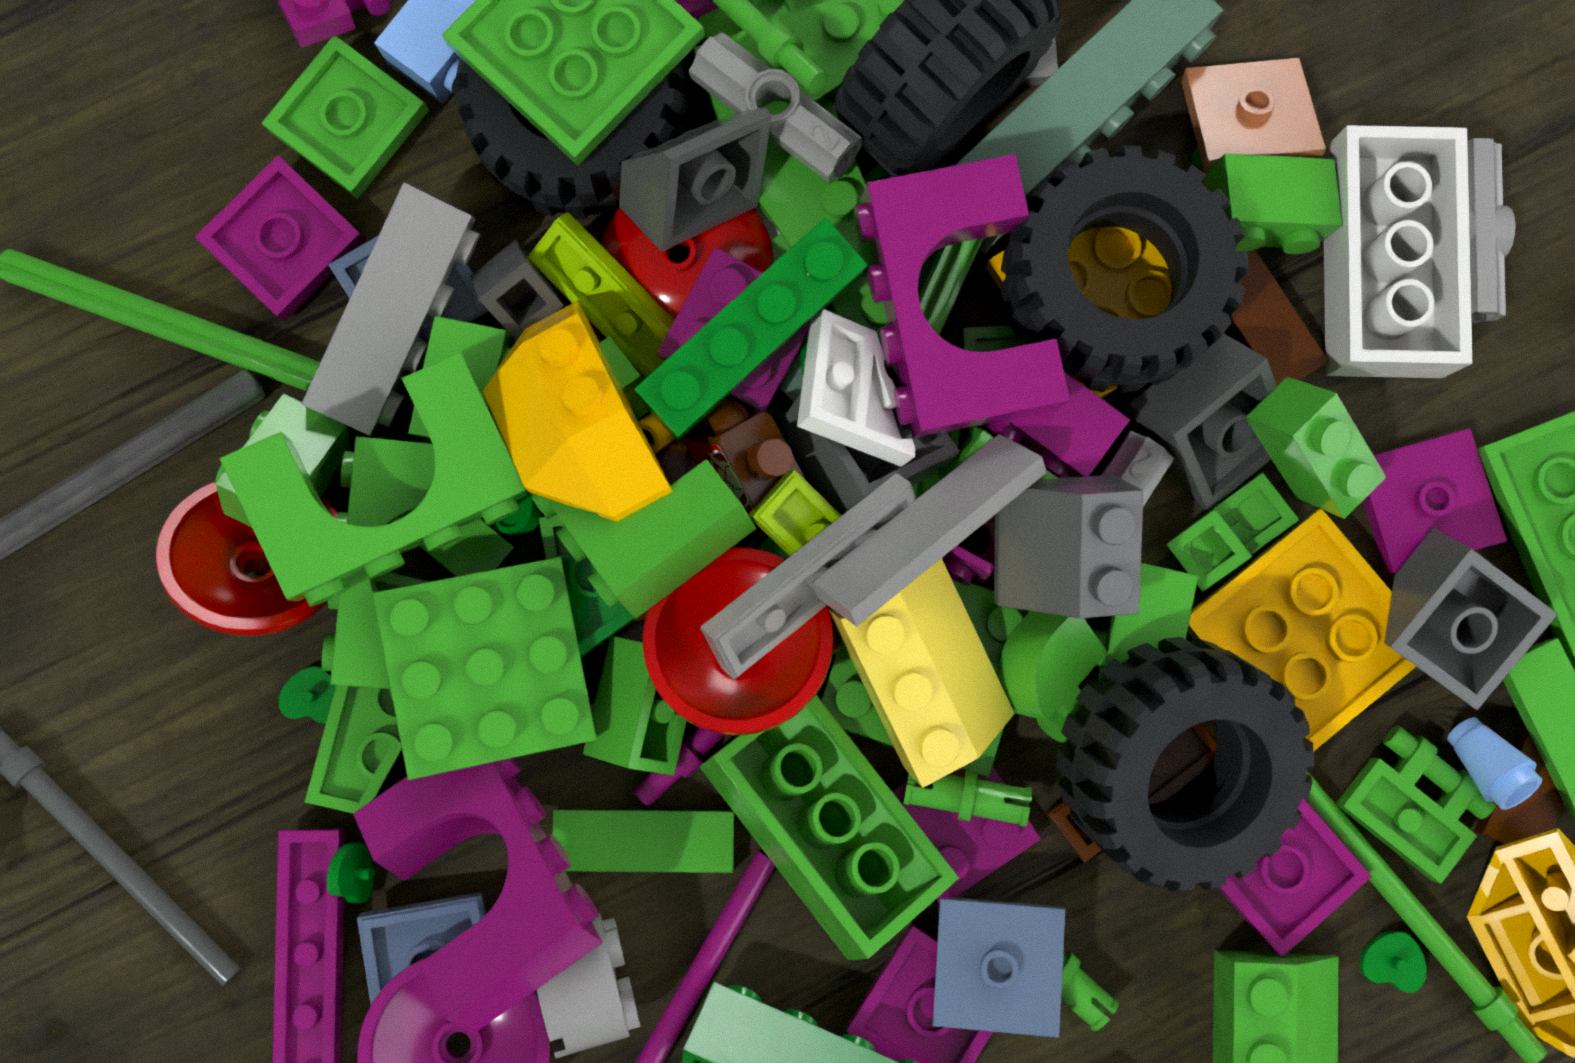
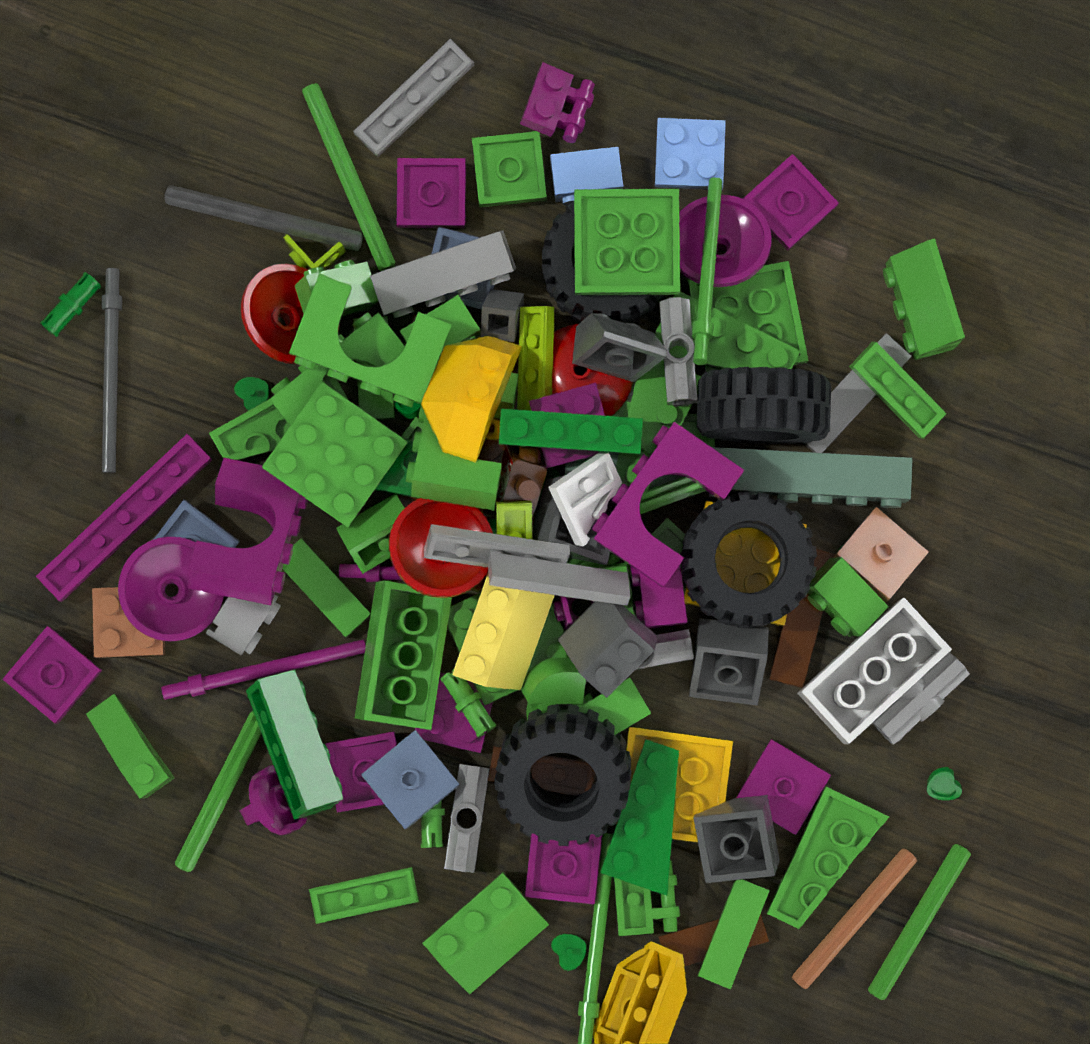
camera: 45 degrees right, 0 degrees up
(145, 152) = (413, 98): none -> light grey tile
(204, 473) = (303, 260): none -> lime bracket
(351, 873) = (197, 480): green piece -> none
(1132, 965) = (464, 842): none -> light grey piece
(1232, 531) = (689, 714): bright green slope -> none
(1316, 446) = (753, 712): bright green brick -> none
(1360, 745) = (643, 833): none -> green wing
(1494, 764) = (689, 915): light blue cone -> none

